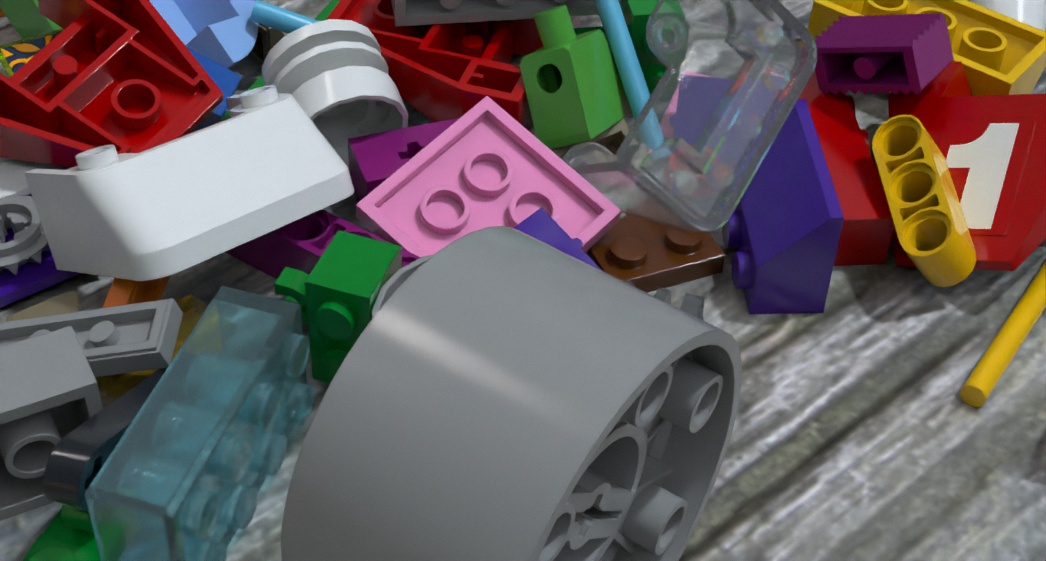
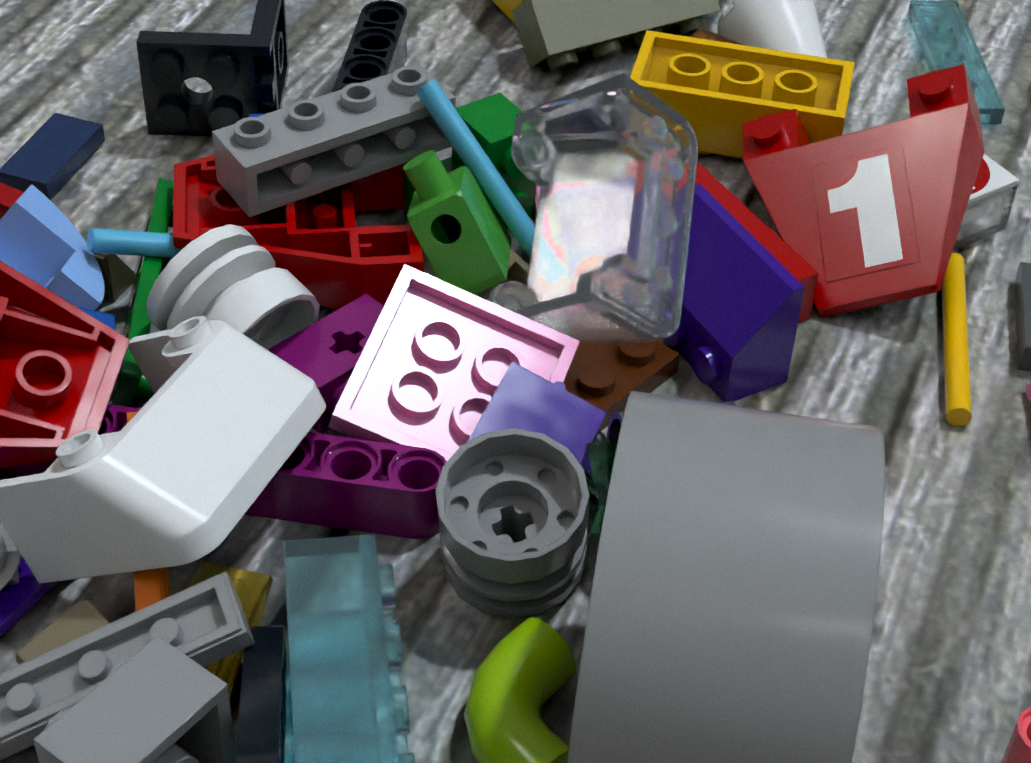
camera: 25 degrees left, 0 degrees up
(339, 295) = (396, 507): green brick -> none
(882, 53) = (738, 116): magenta brick -> none
(923, 201) = (848, 268): yellow beam -> none

